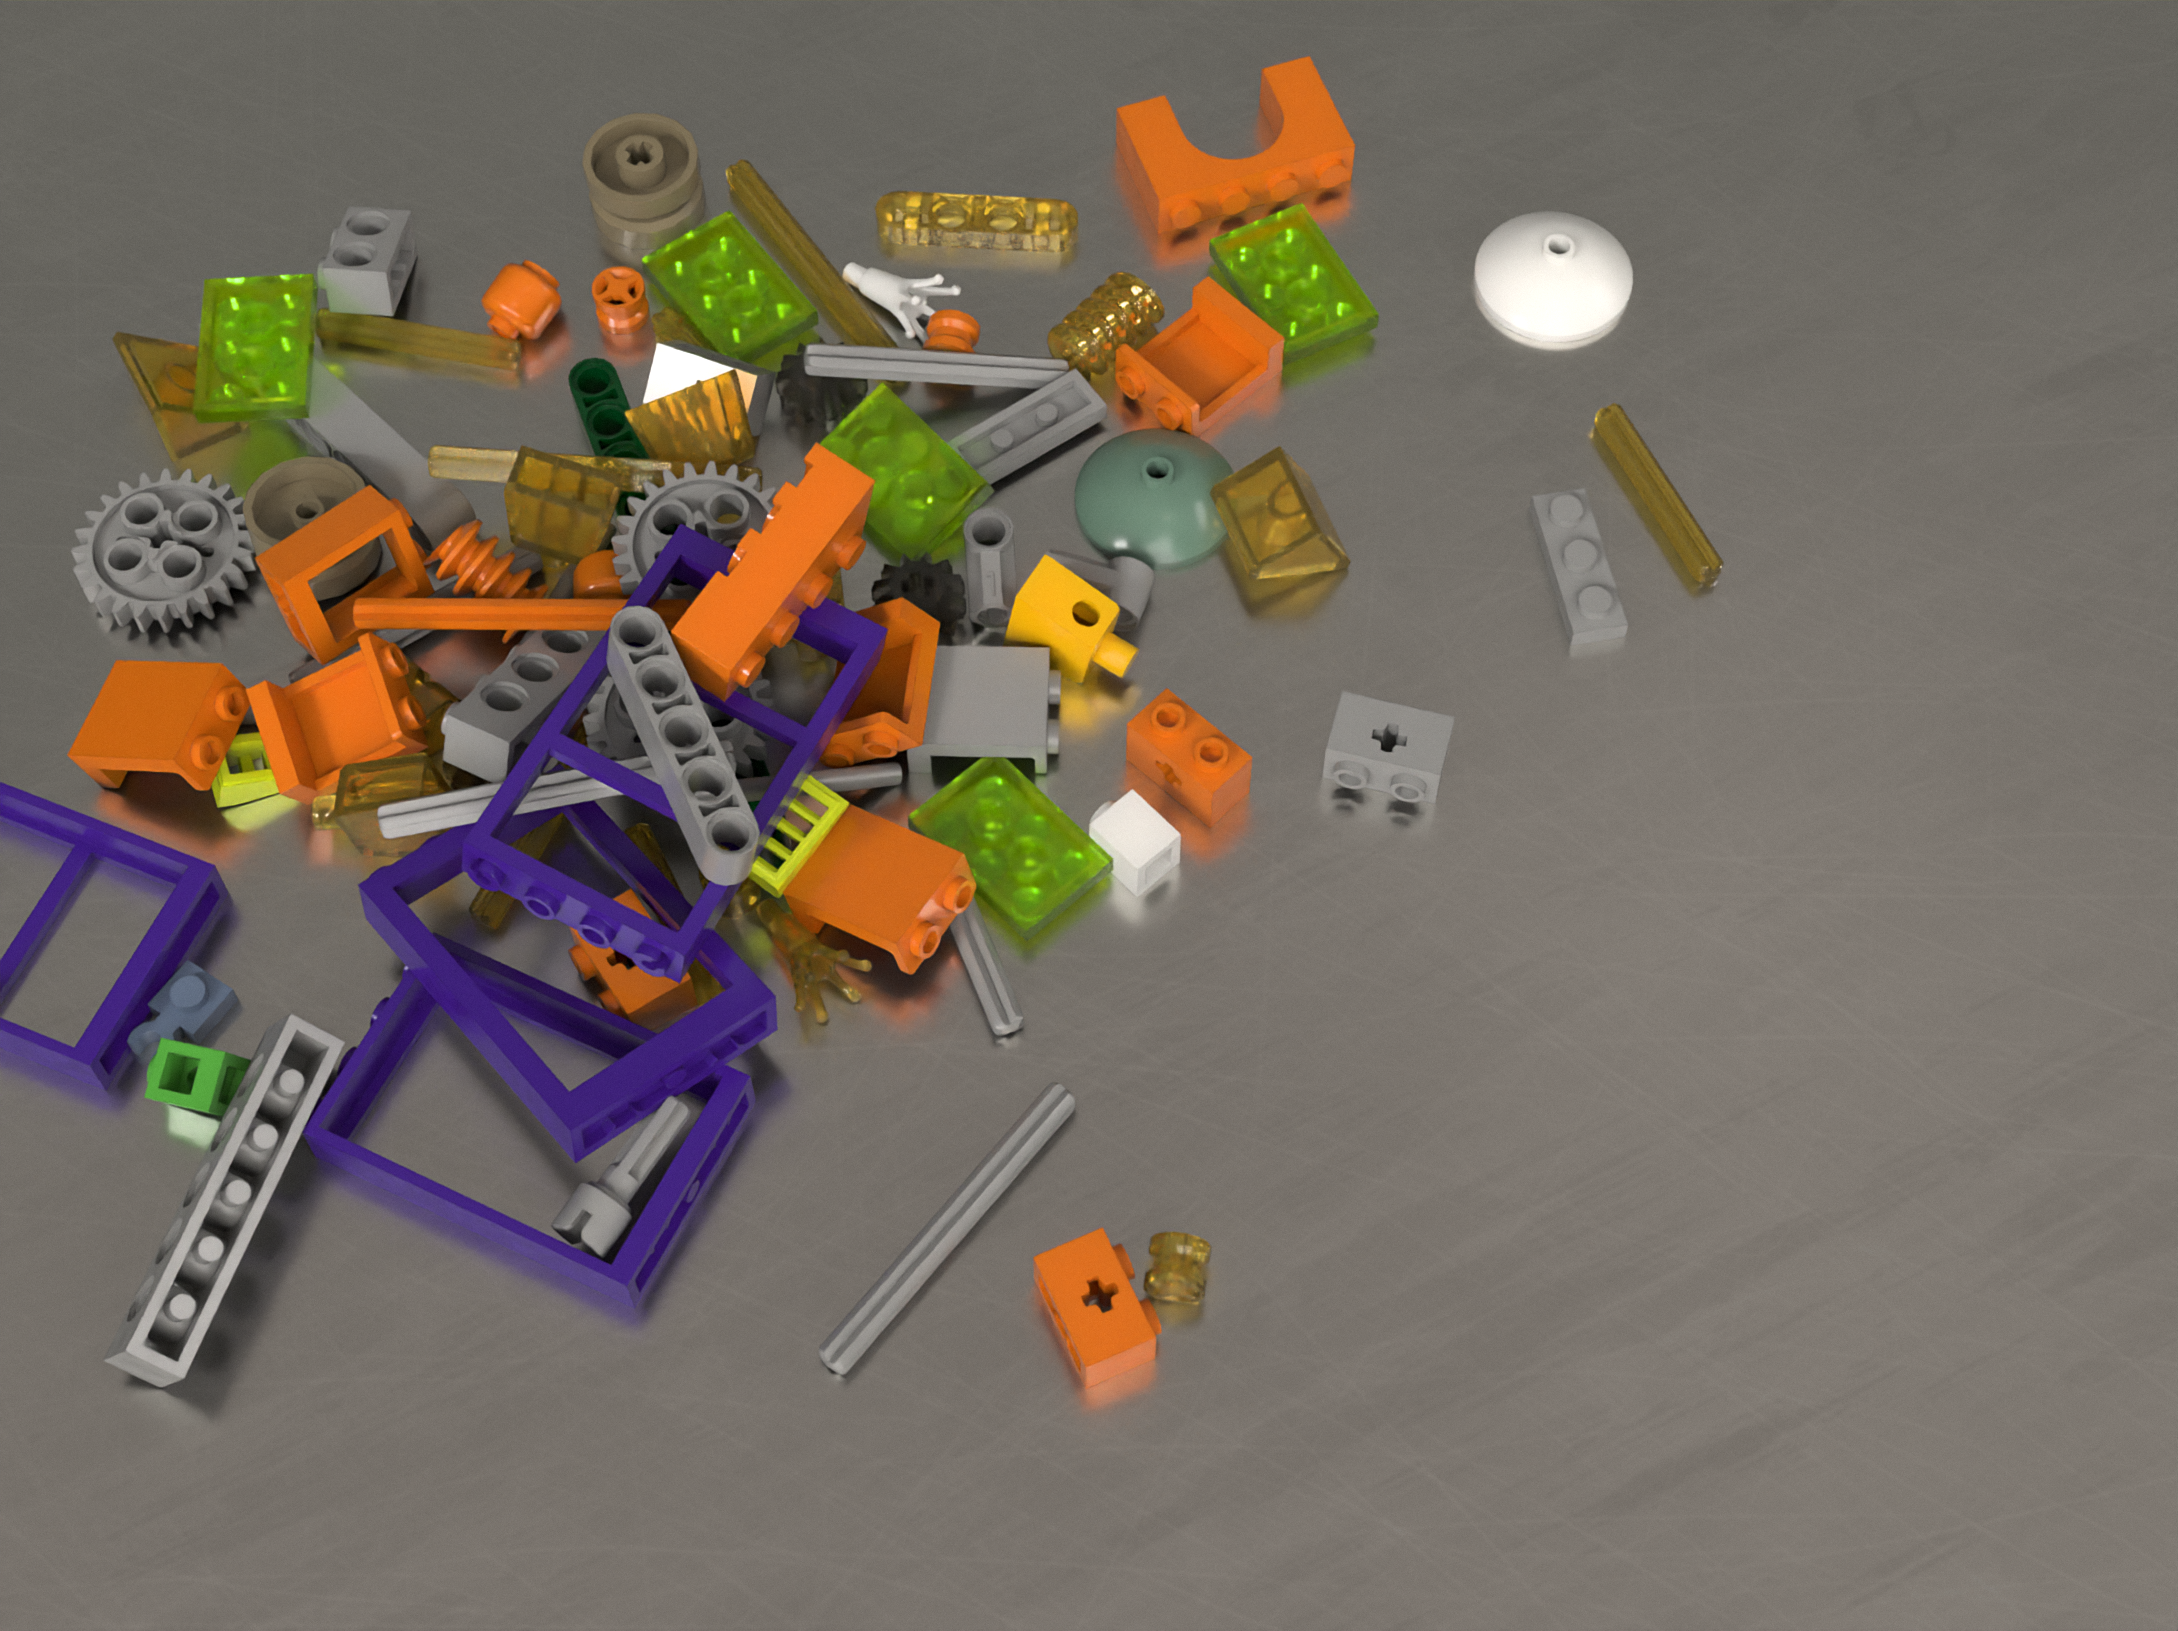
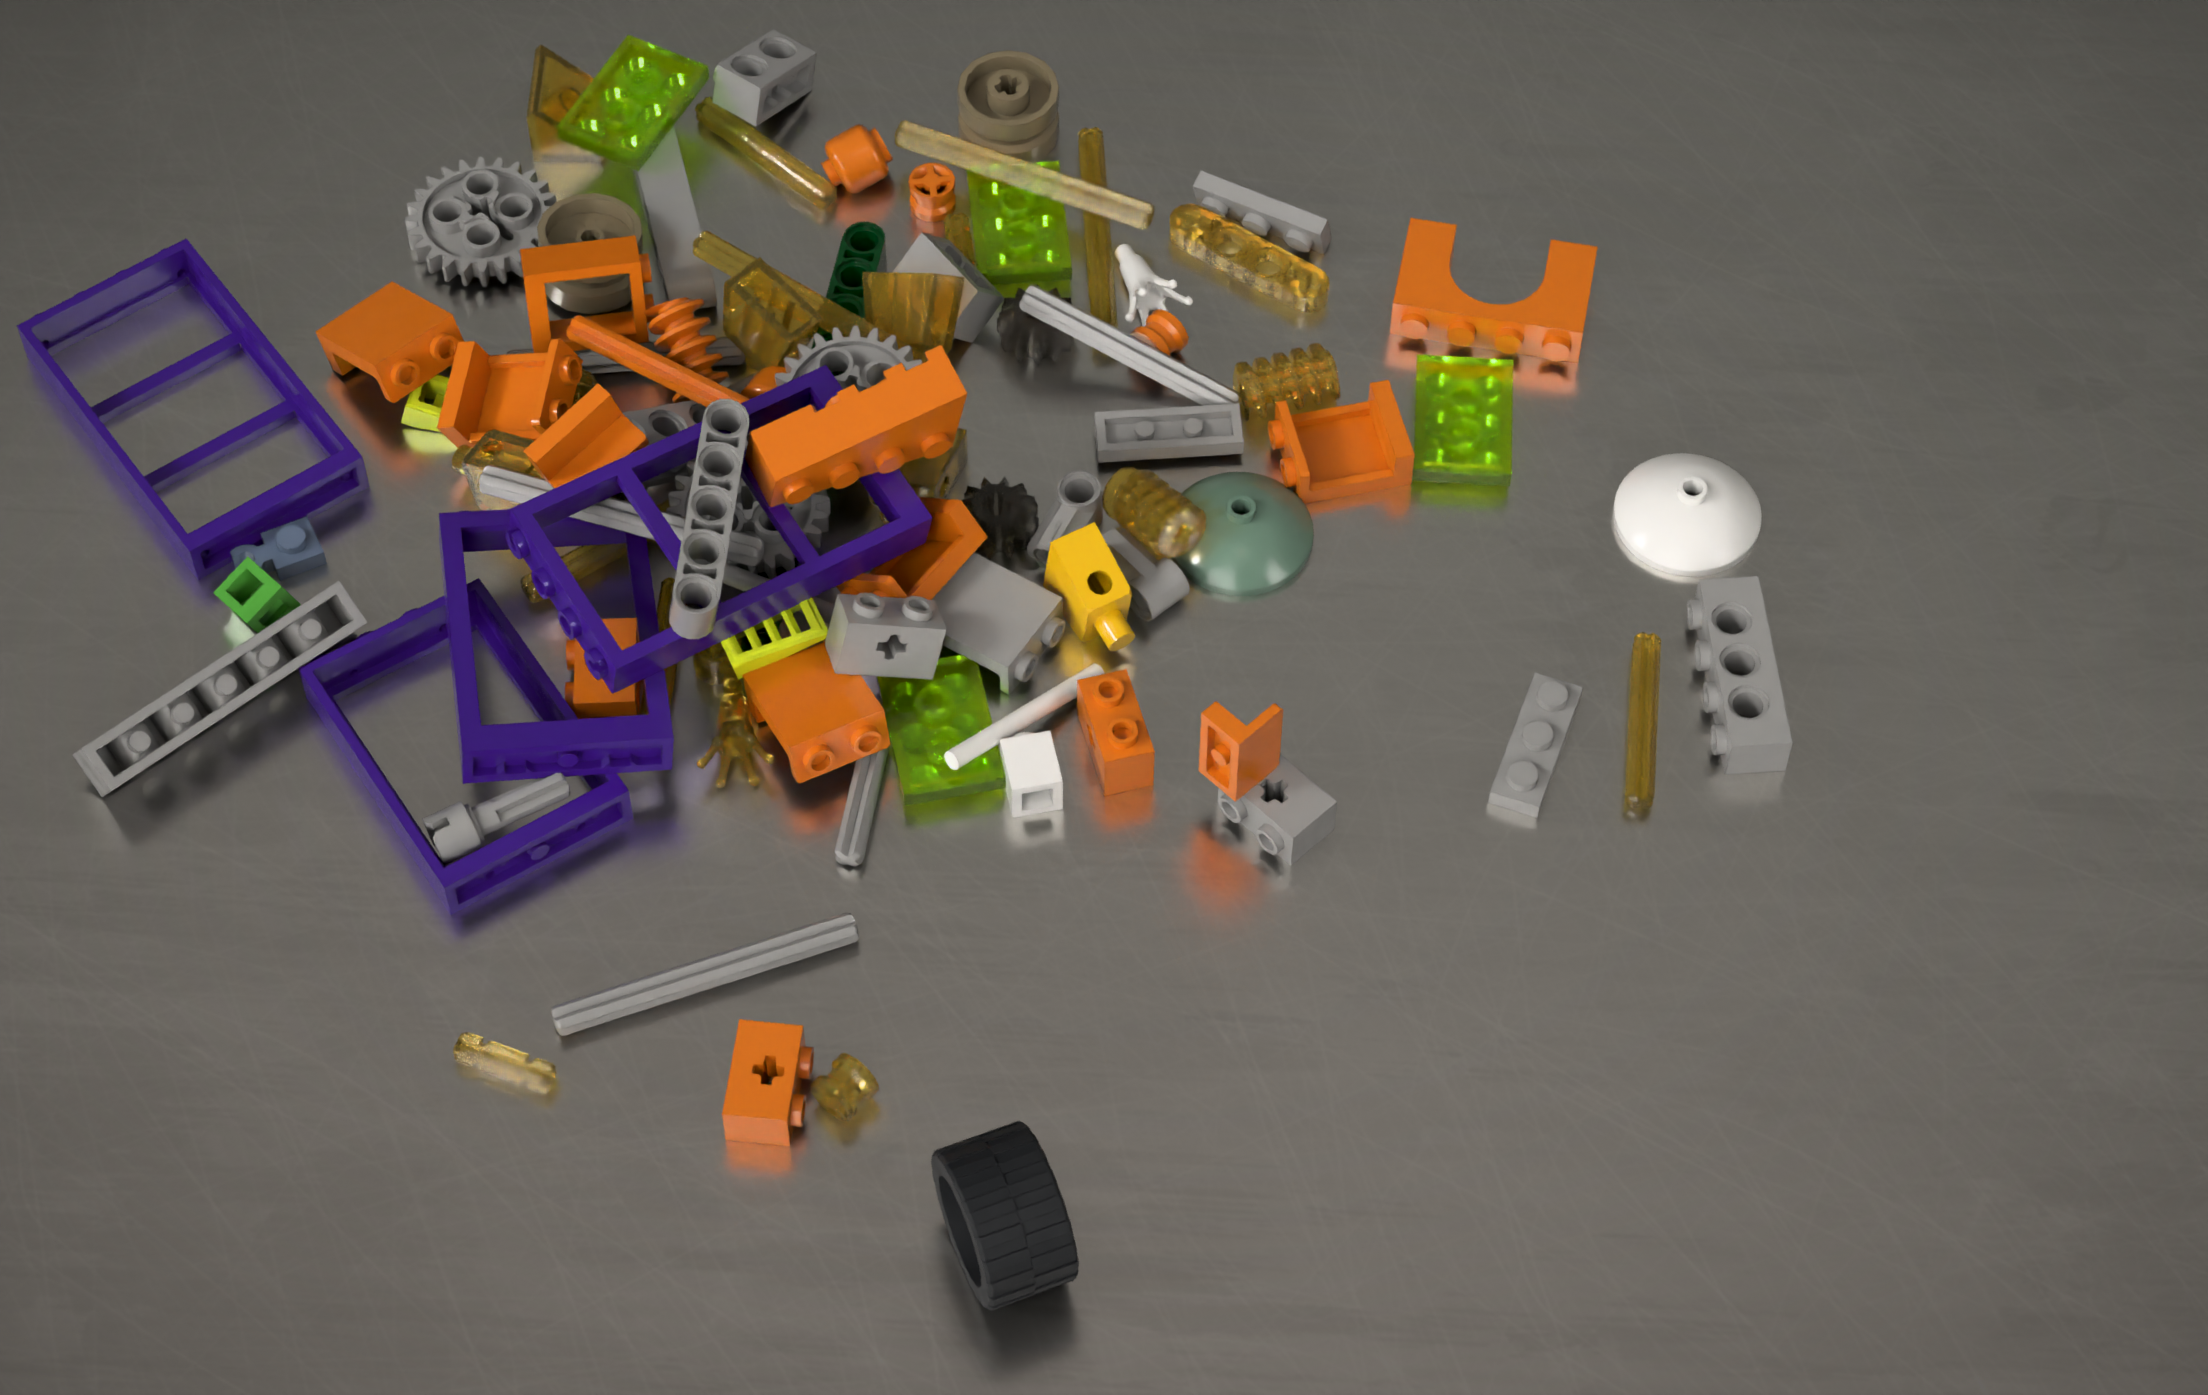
camera: 30 degrees right, 5 degrees down
(485, 731) = (584, 439): none -> orange panel
(708, 239) = (1024, 175): none -> clear yellow axle
(807, 1437) = (504, 1062): none -> clear yellow axle
(911, 777) = (885, 636): none -> light grey brick
(919, 480) = (1047, 418): clear neon green plate -> none
(965, 170) = (1263, 213): none -> light grey plate
(1074, 517) = (1153, 512): none -> clear yellow piece
(1089, 789) = (1018, 719): none -> white bar
(1278, 519) = (1317, 592): clear yellow slope -> none
(1343, 715) = (1237, 754): none -> orange panel
(1451, 1313) = (1005, 1215): none -> black tyre
(1718, 404) = (1739, 608): none -> light grey brick

